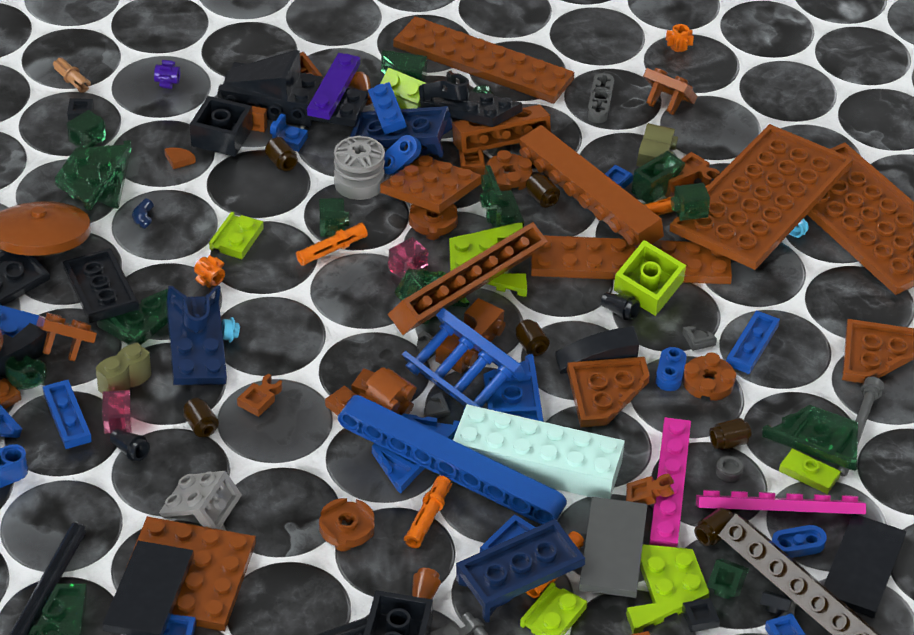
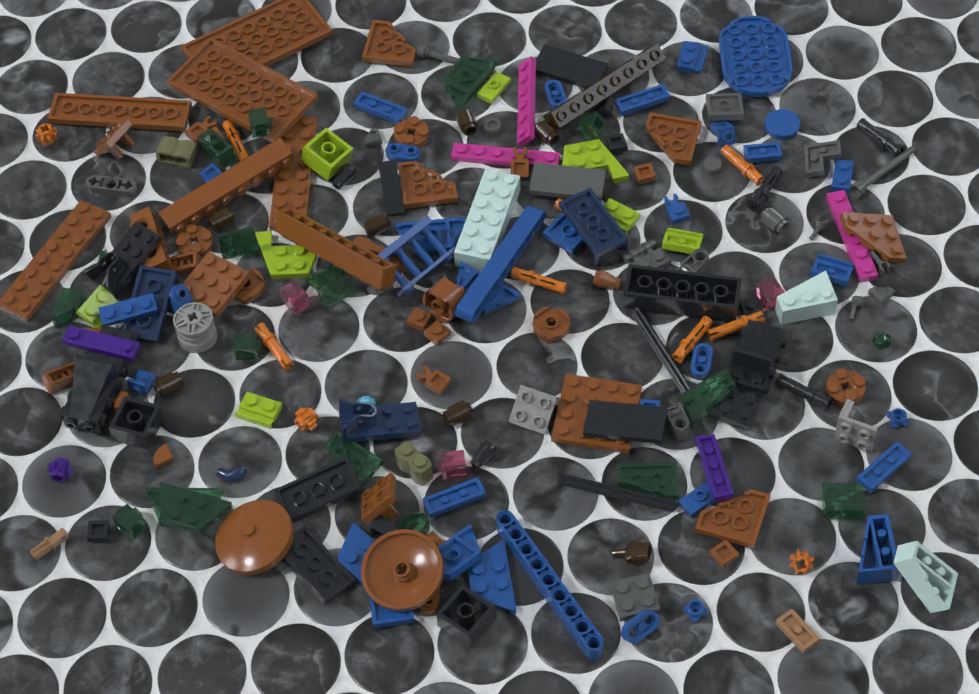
camera: 85 degrees left, 10 degrees up
(723, 98) = (109, 110): none -> dark orange plate

